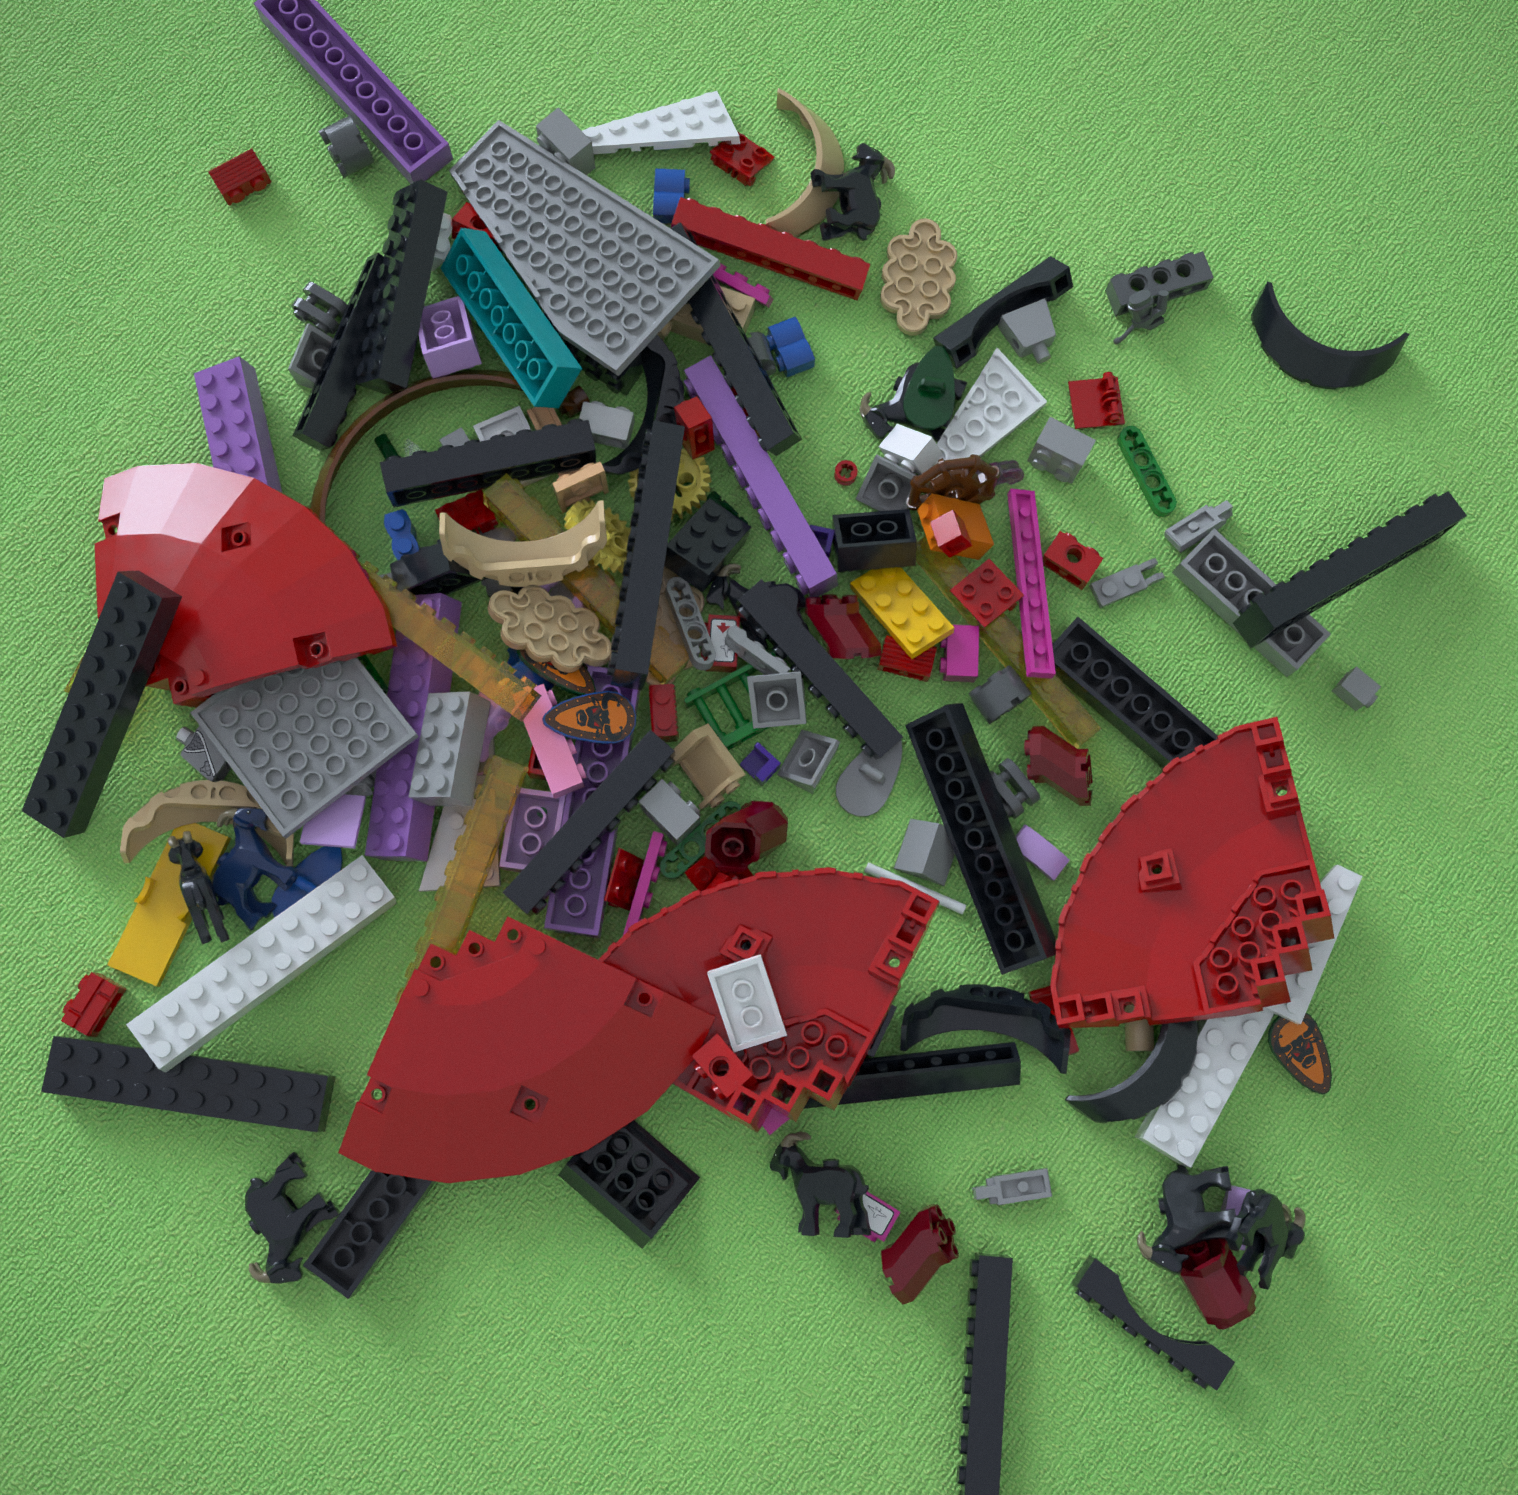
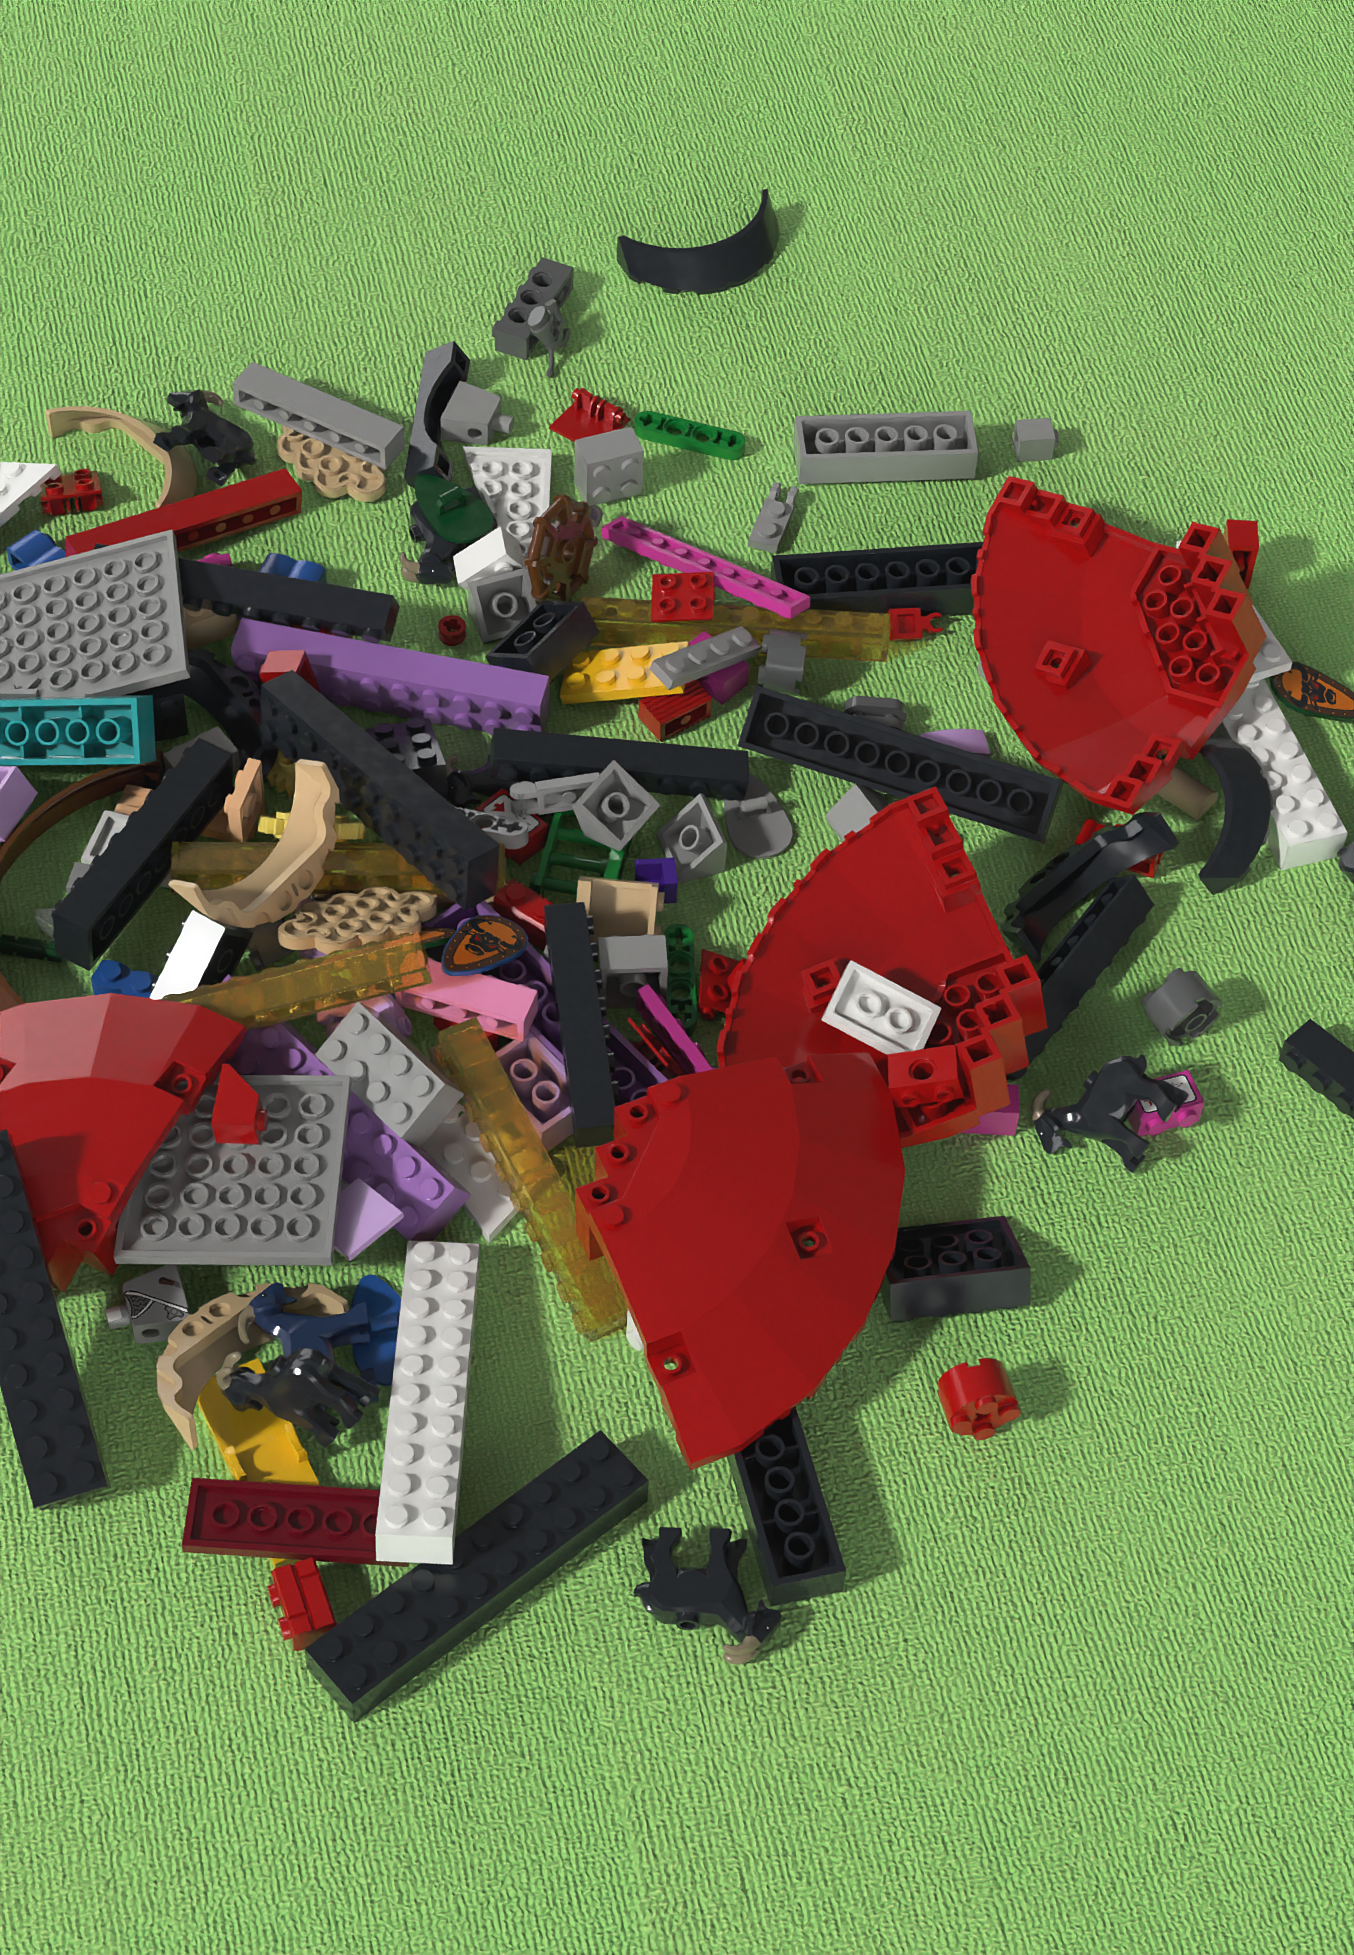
camera: 45 degrees left, 25 degrees down
(126, 945) = (282, 1521): none -> dark red plate
(332, 693) = (237, 1110): none -> red slope
(470, 512) = (158, 927): red hinge -> none
(539, 1276) = (977, 1398): none -> red brick
(746, 836) = (718, 923): dark red brick -> none
(842, 626) = (599, 717): dark red brick -> none
(919, 1253) = (1240, 1082): dark red brick -> none
(931, 243) = (319, 415): none -> light grey brick
(948, 650) = (705, 657): none -> light grey plate
(948, 1168) = (1182, 1006): none -> dark grey brick
(951, 533) = (606, 567): panel -> none
(969, 512) = (596, 578): orange brick -> none
(1015, 1187) = (1246, 980): light grey hinge -> none
(1059, 765) = (892, 666): dark red brick -> none
(1075, 573) = (716, 533): red brick -> none
(1114, 741) = (908, 624): none -> red plate
(1198, 525) = (777, 436): light grey hinge -> none
(1347, 568) = (926, 357): black brick -> none
(1377, 905) = (1244, 545): none -> red brick

